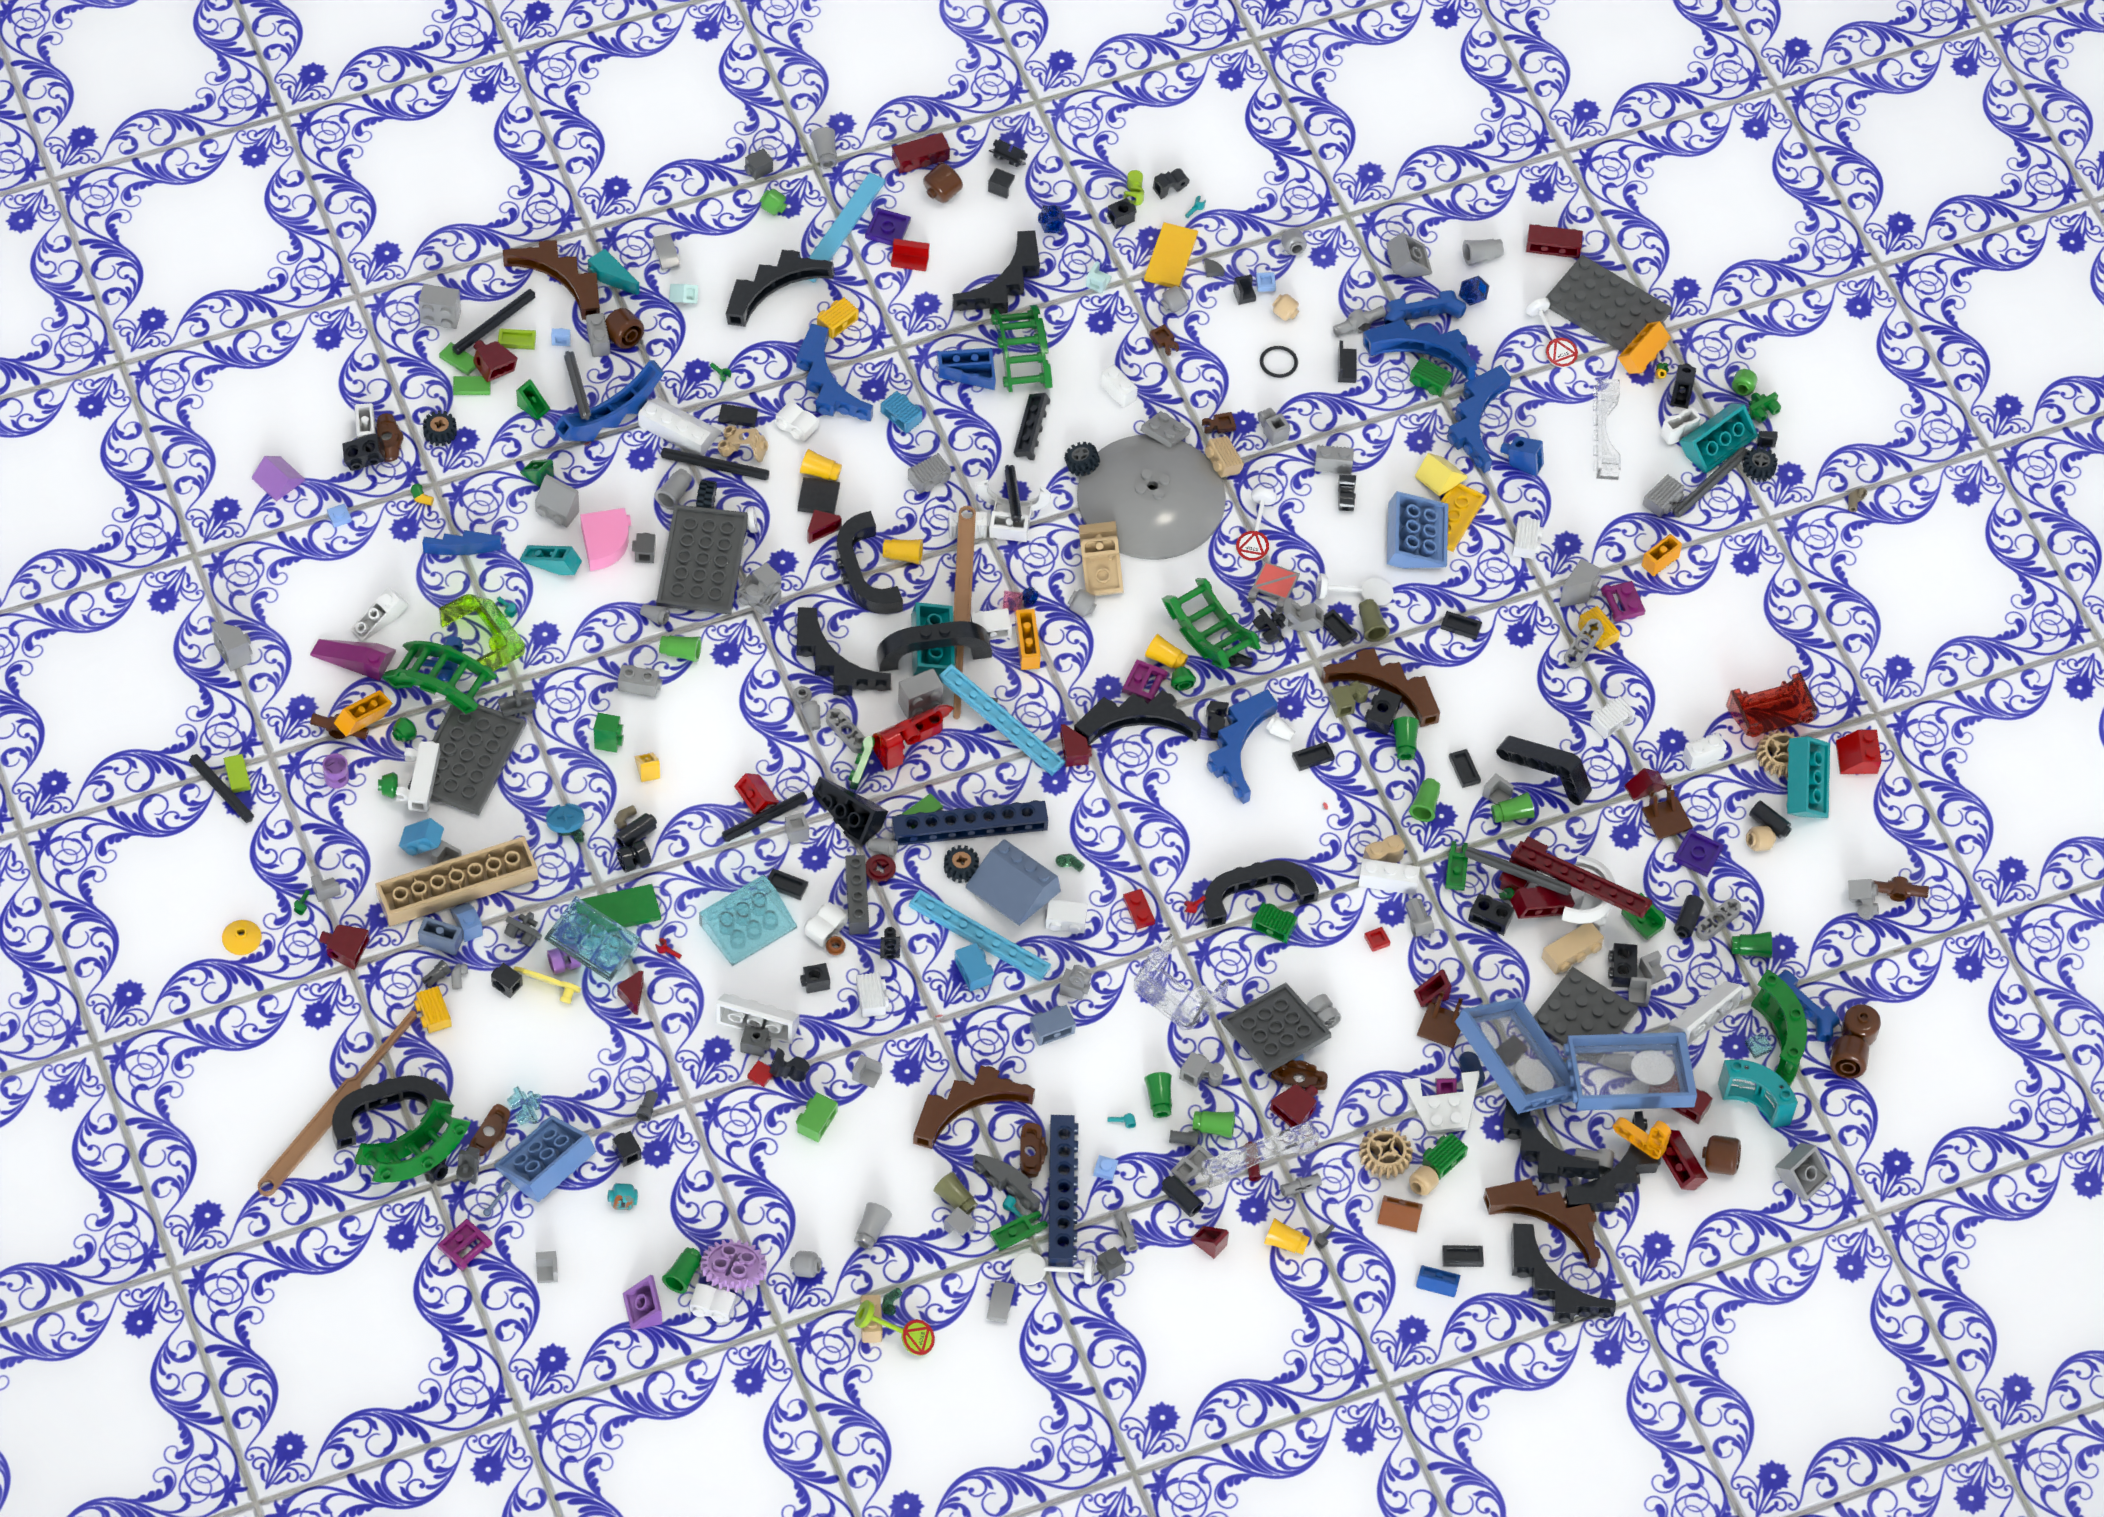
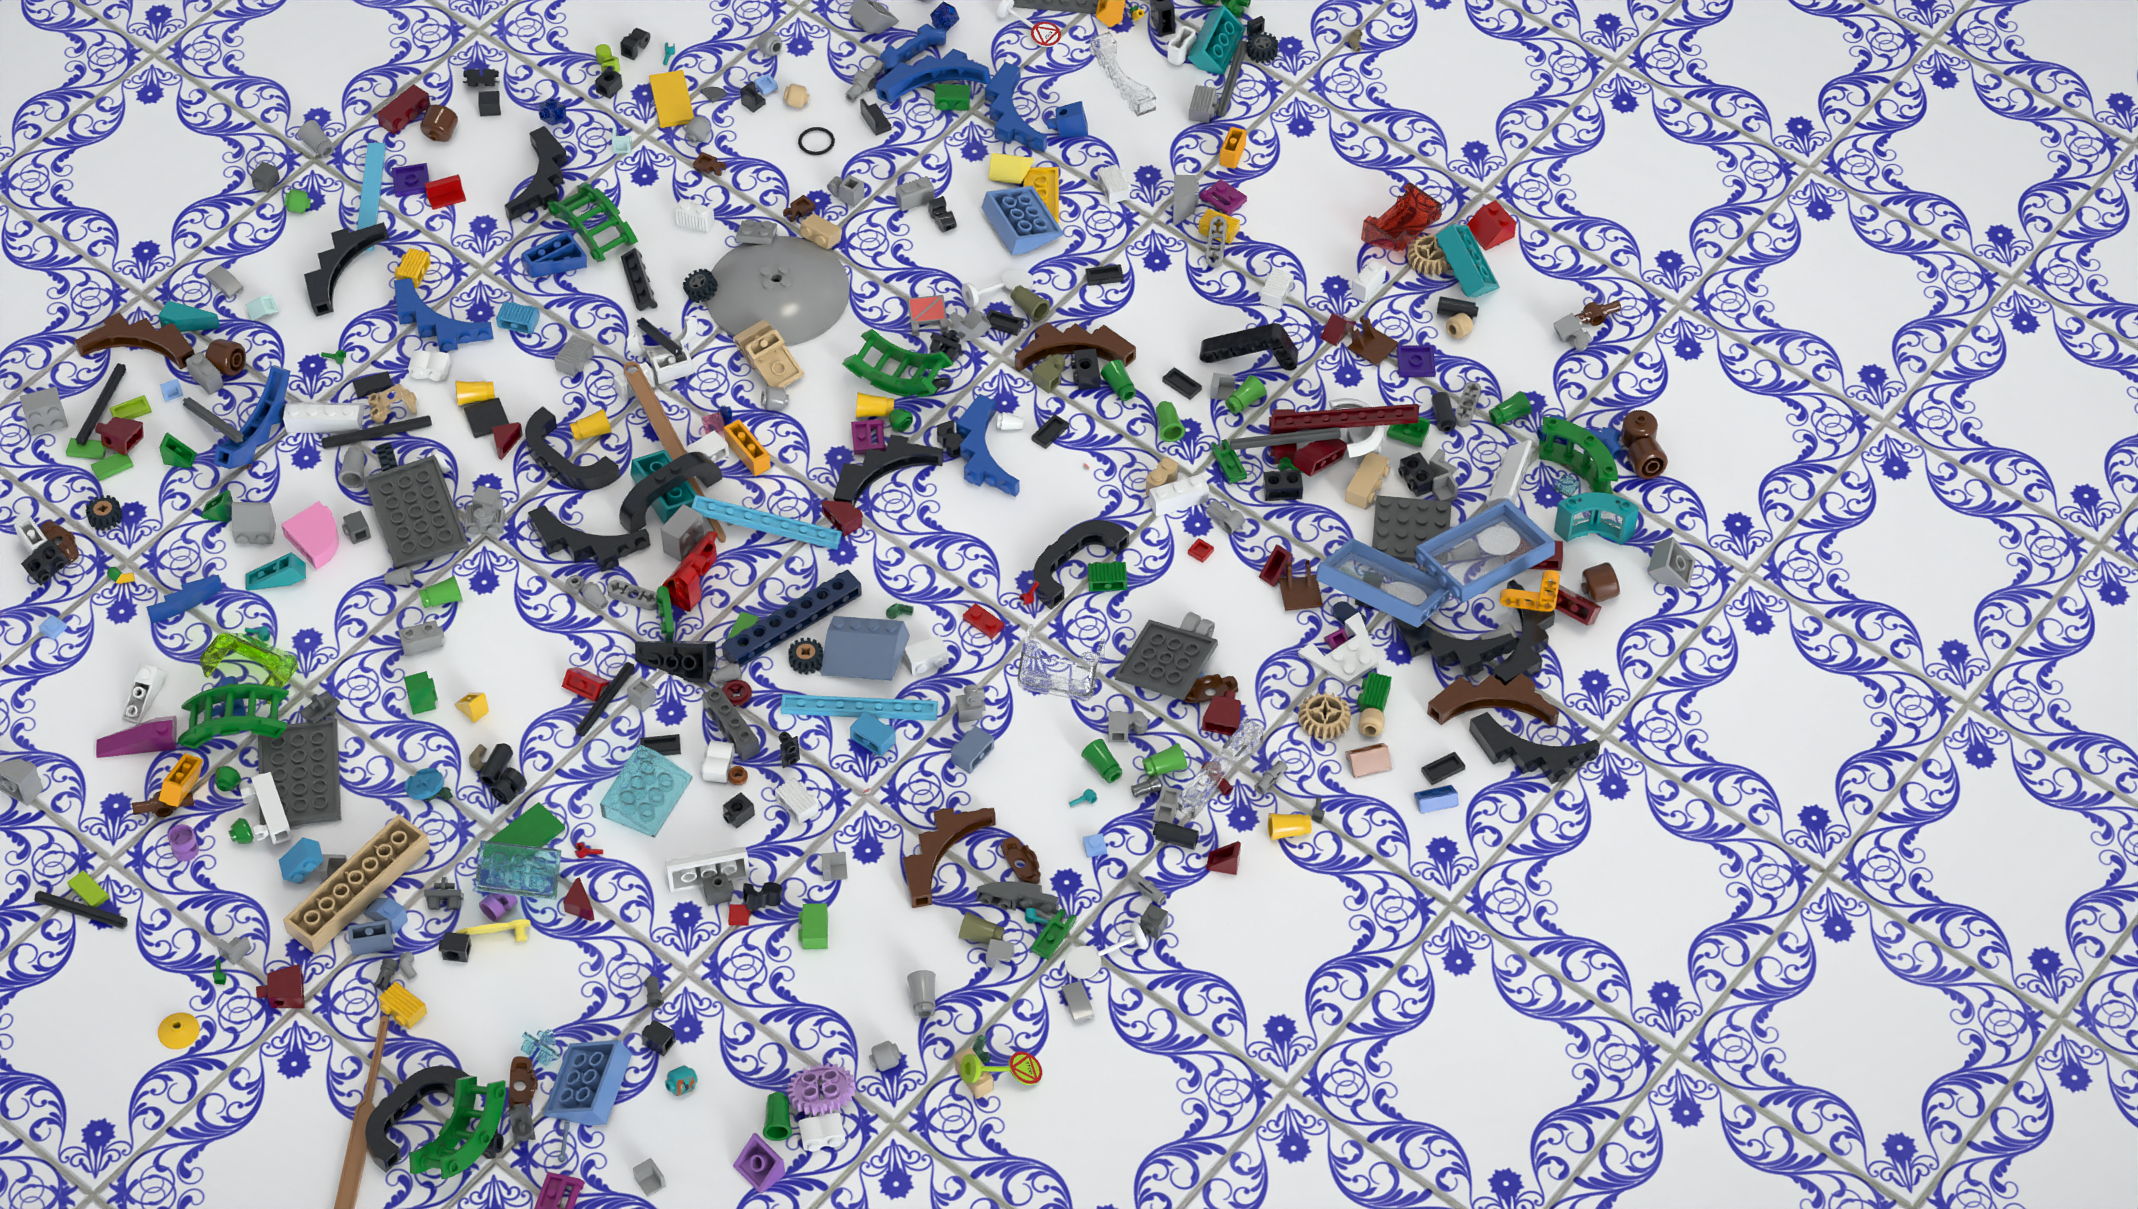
camera: 25 degrees left, 5 degrees down
(1057, 1255) = (1101, 937): dark blue brick -> none
(1252, 544) = (888, 290): white piece -> none

